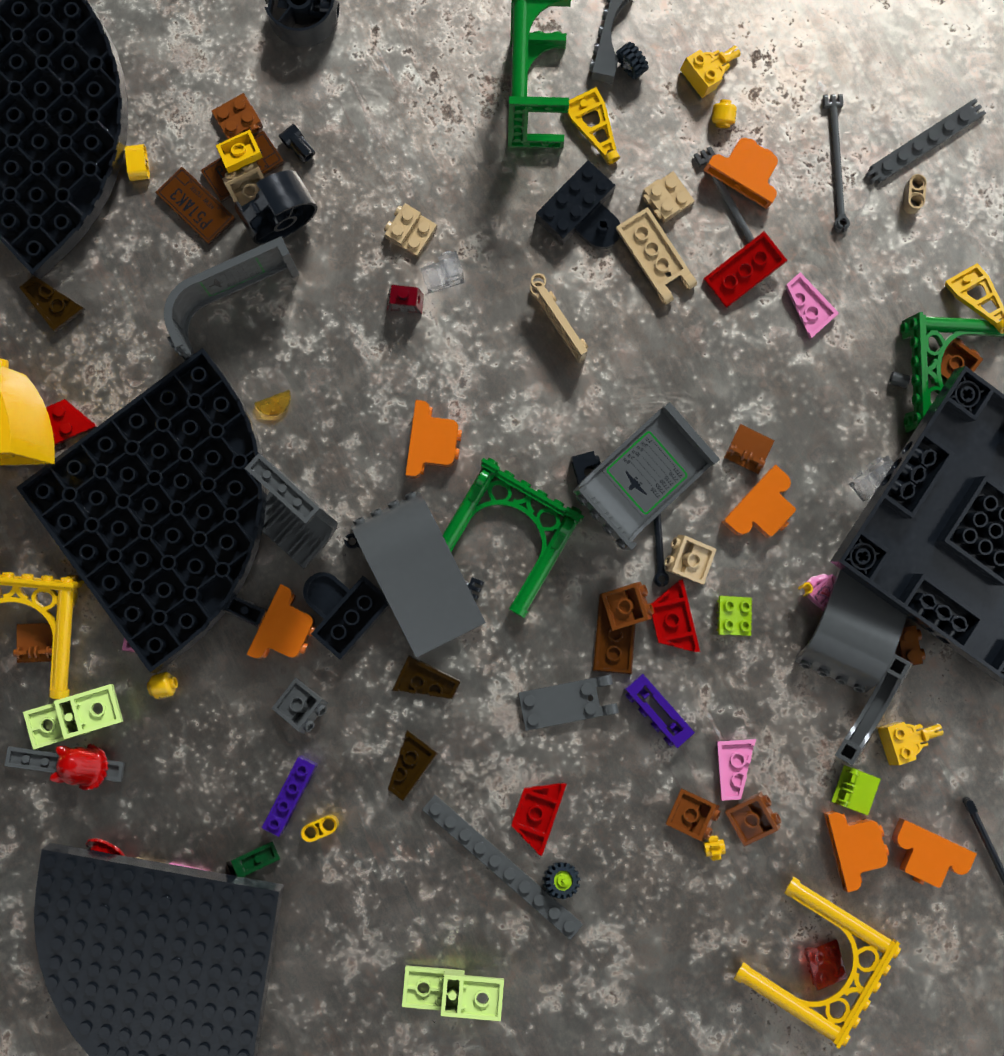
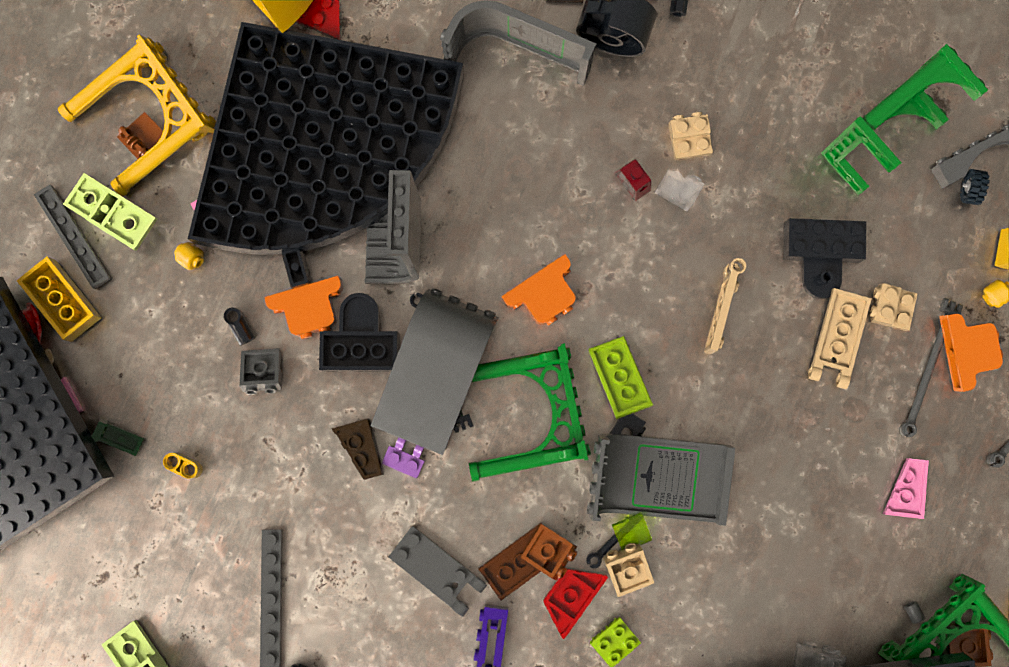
camera: 55 degrees right, 0 degrees up
(80, 766) = (78, 249): red hair -> none
(105, 815) = (59, 299): none -> yellow brick
(252, 694) = (239, 327): none -> black piece
(275, 404) = (470, 154): clear yellow plate -> none
(289, 796) = (187, 422): dark purple brick -> none
(411, 765) = (287, 493): dark brown wing -> none
(464, 657) = (404, 461): none -> medium lavender plate
(537, 813) = (333, 620): red wing -> none
(544, 440) = (620, 377): none -> lime plate
(585, 104) = (908, 182): yellow plate -> none
(664, 531) = (632, 531): none -> clear neon green piece
(745, 269) = (891, 416): red tile -> none
(749, 449) = (754, 541): dark orange hinge -> none
(763, 506) = (719, 591): orange brick -> none

